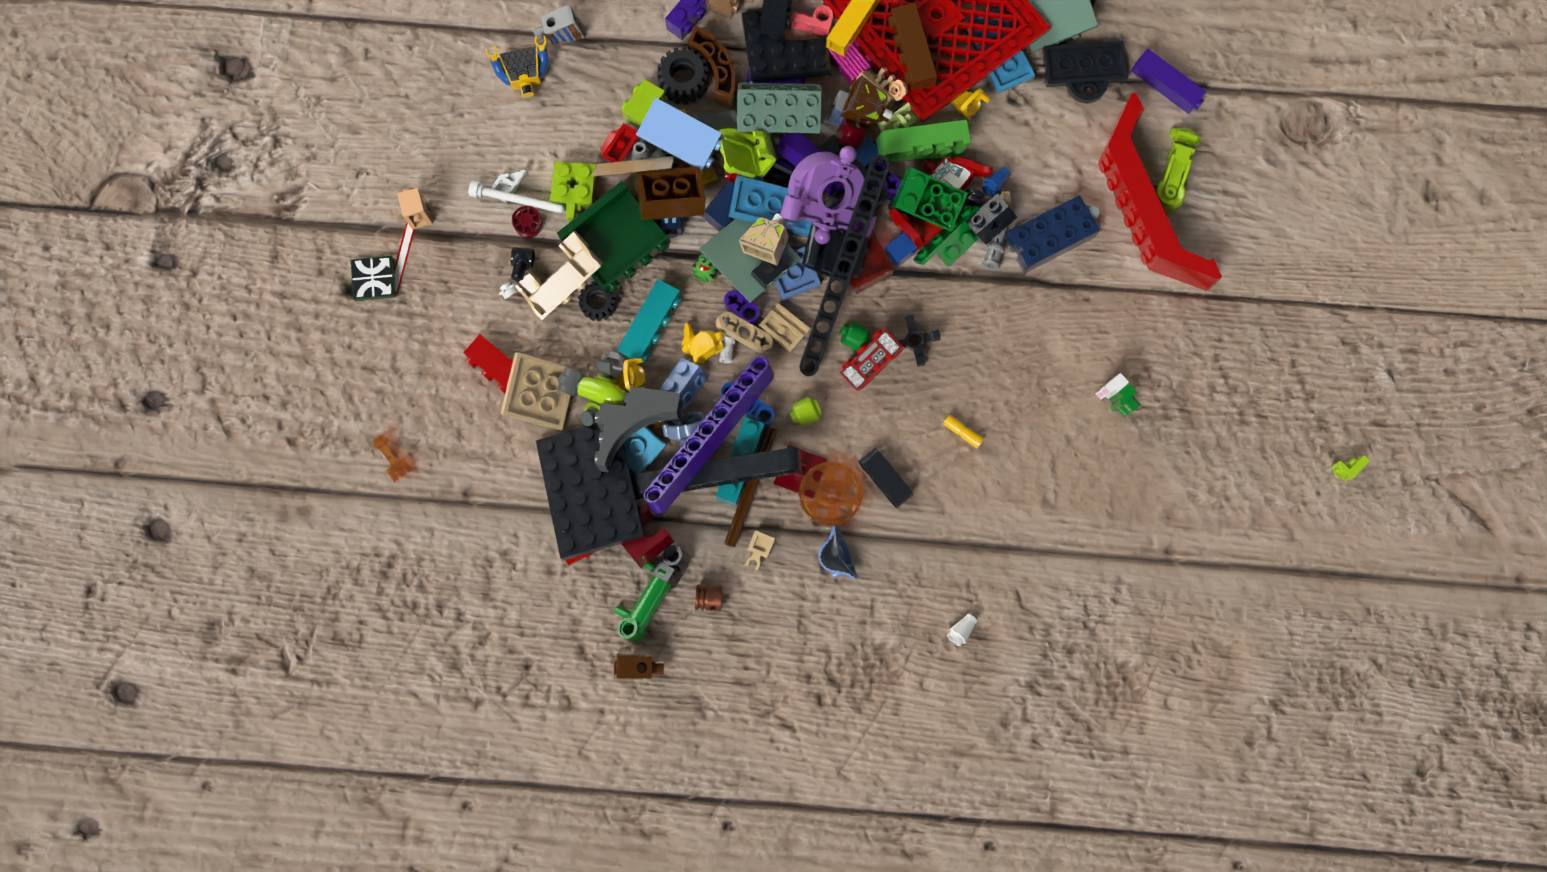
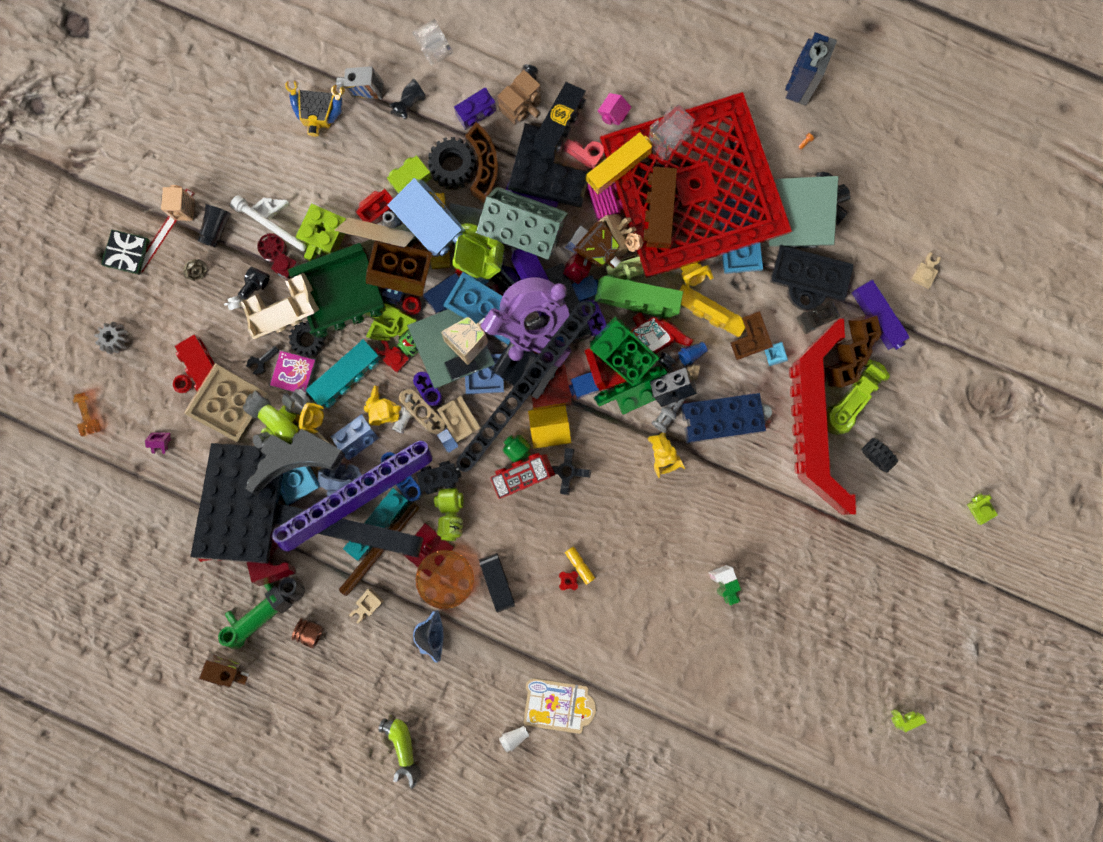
camera: 25 degrees right, 5 degrees up
(385, 364) = (105, 341): none -> light grey gear
(454, 270) = (194, 269): none -> dark tan plate
(457, 219) = (213, 225): none -> black plant
(479, 456) = (158, 440): none -> magenta tile
(482, 385) = (177, 381): none -> red plate
(547, 236) = (282, 265): none -> dark red brick
(557, 340) = (262, 360): none -> black bar
(593, 339) = (292, 372): none -> tile
(614, 23) = (409, 96): none -> black animal
(677, 258) = (389, 324): none -> lime brick
(693, 225) = (412, 299): none -> red plate
(694, 290) = (394, 357): none -> red plate
(781, 352) = (447, 440): none -> medium blue piece
(790, 389) = (443, 476): none -> black brick
(816, 438) = (449, 527): none -> lime head
(845, 667) = (401, 738): none -> piece
(880, 304) = (549, 427): none -> yellow slope
(954, 456) = (572, 576): none -> red plate
(994, 582) = (558, 706): none -> sticker
(1003, 135) = (712, 311): none -> yellow bracket
(1007, 290) = (664, 455): none -> yellow hair
(1055, 142) = (757, 338): none -> reddish brown plate
(1079, 154) = (776, 354): none -> medium azure tile
(1107, 104) = (818, 317): none -> clear smoke plate
(1158, 125) = (854, 352): none -> reddish brown brick
(1196, 26) = (925, 272): none -> tan plate
(1221, 216) = (879, 455): none -> black tyre
(1341, 235) = (982, 508): none -> lime bracket

